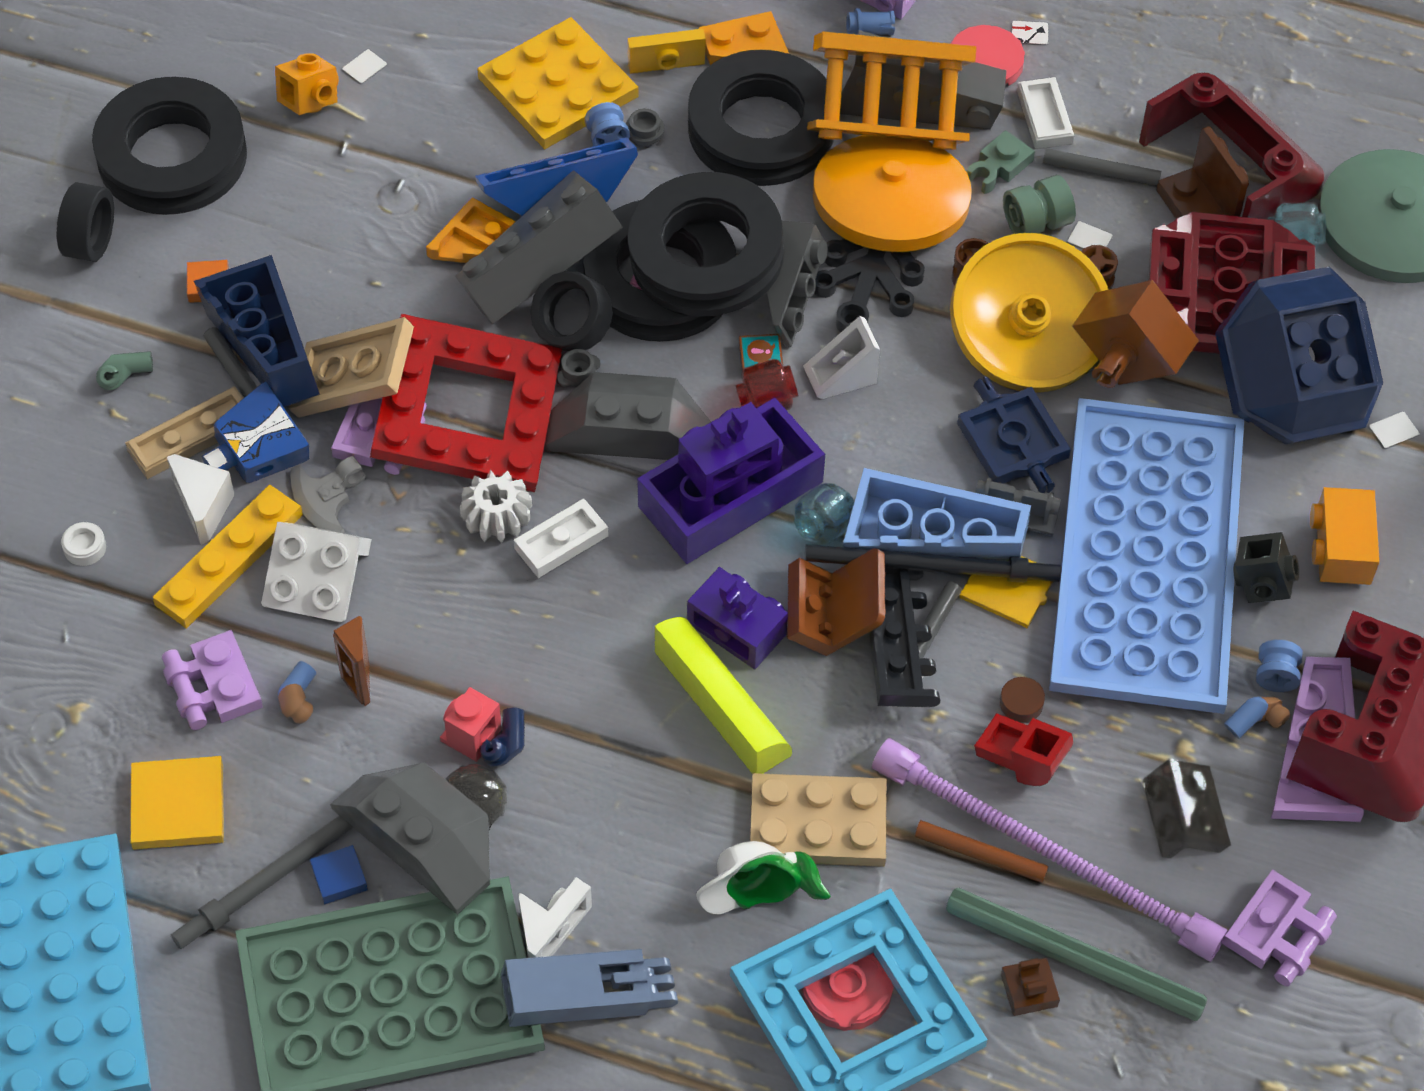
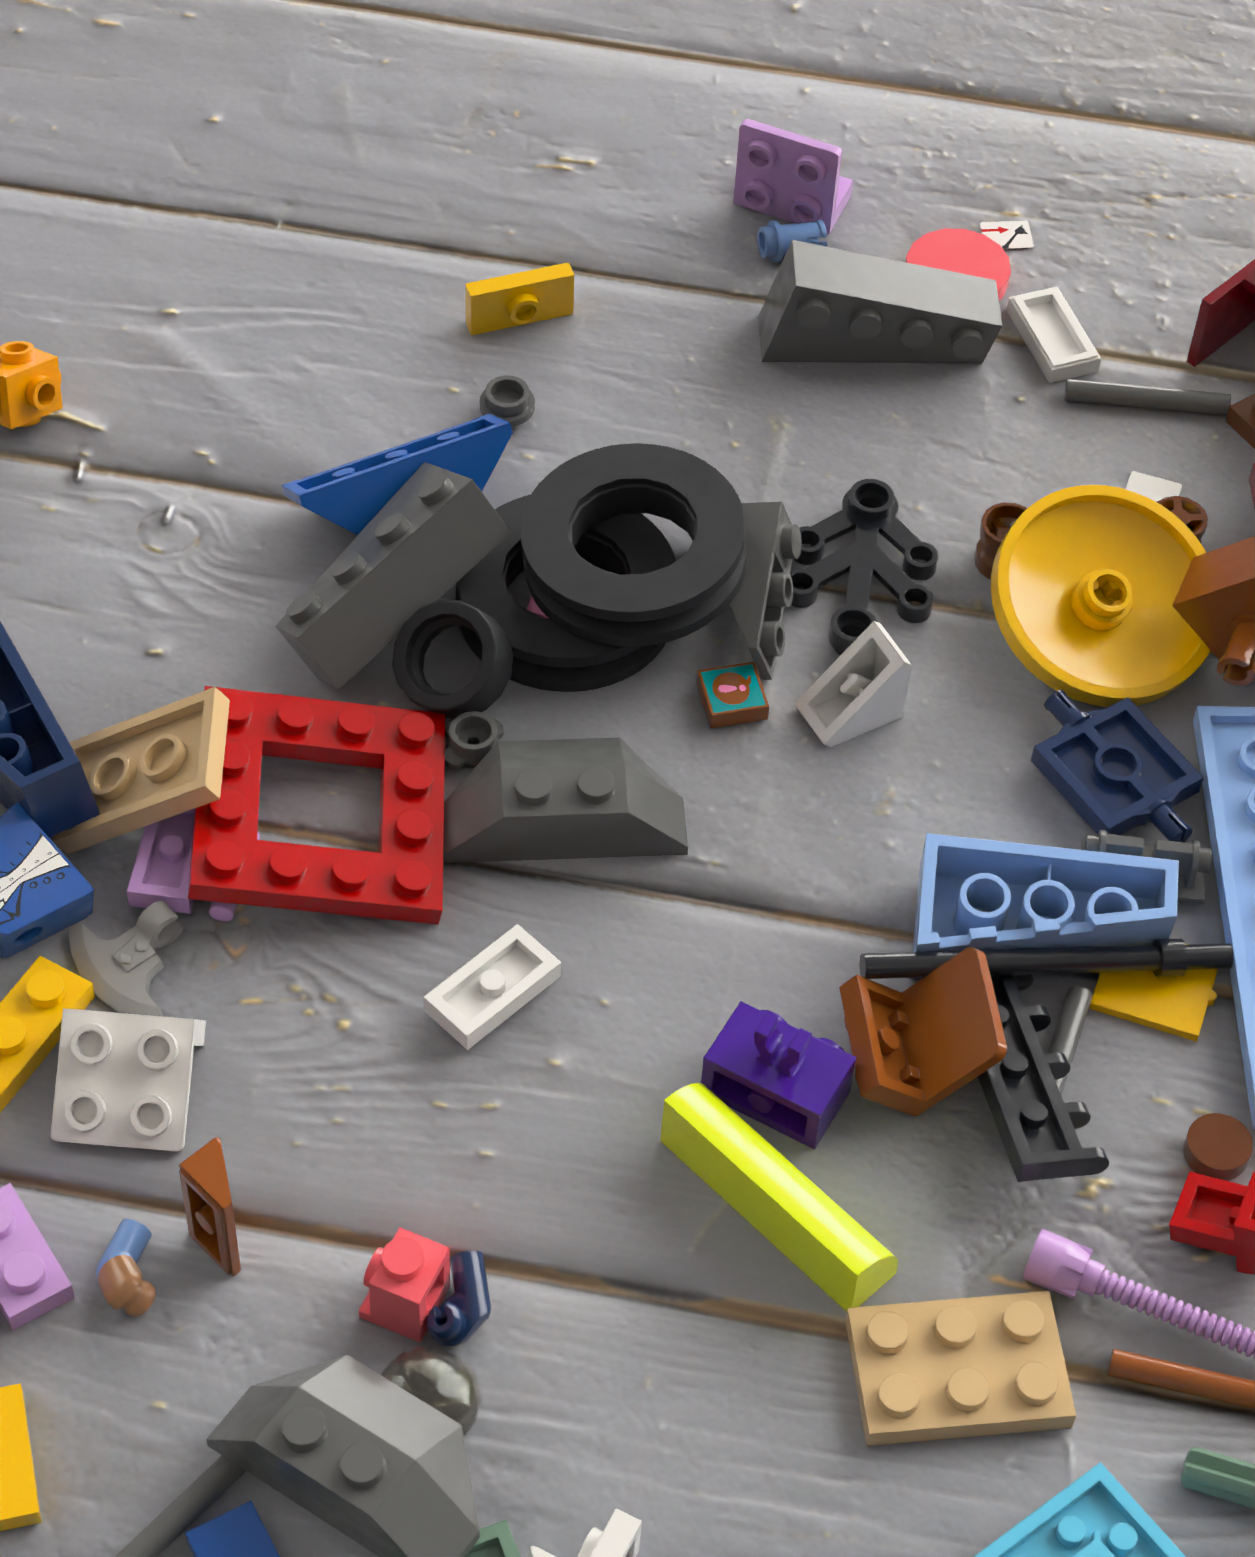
camera: 10 degrees left, 5 degrees down
(364, 66) = (93, 358): white sticker -> none
(468, 233) = (282, 567): light orange wing -> none
(495, 506) = (387, 950): white gear -> none
(556, 81) = (373, 355): yellow plate -> none
(606, 123) = (453, 399): medium blue wheel -> none
(700, 524) = (729, 874): dark purple brick -> none
(728, 449) = (728, 827): dark purple brick -> none
(742, 34) = (630, 281): light orange wing -> none
(759, 874) = (897, 1466): green hair -> none
(761, 75) = (670, 318): black tyre -> none
(765, 382) = (754, 738): clear red head -> none
(823, 513) = (874, 907): clear light blue head -> none
(891, 193) = (870, 455): light orange dish -> none
(913, 57) = (876, 265): light orange fence -> none
(1002, 157) = (1008, 397): sand green plate -> none
(1046, 204) = (1083, 452): sand green wheel -> none

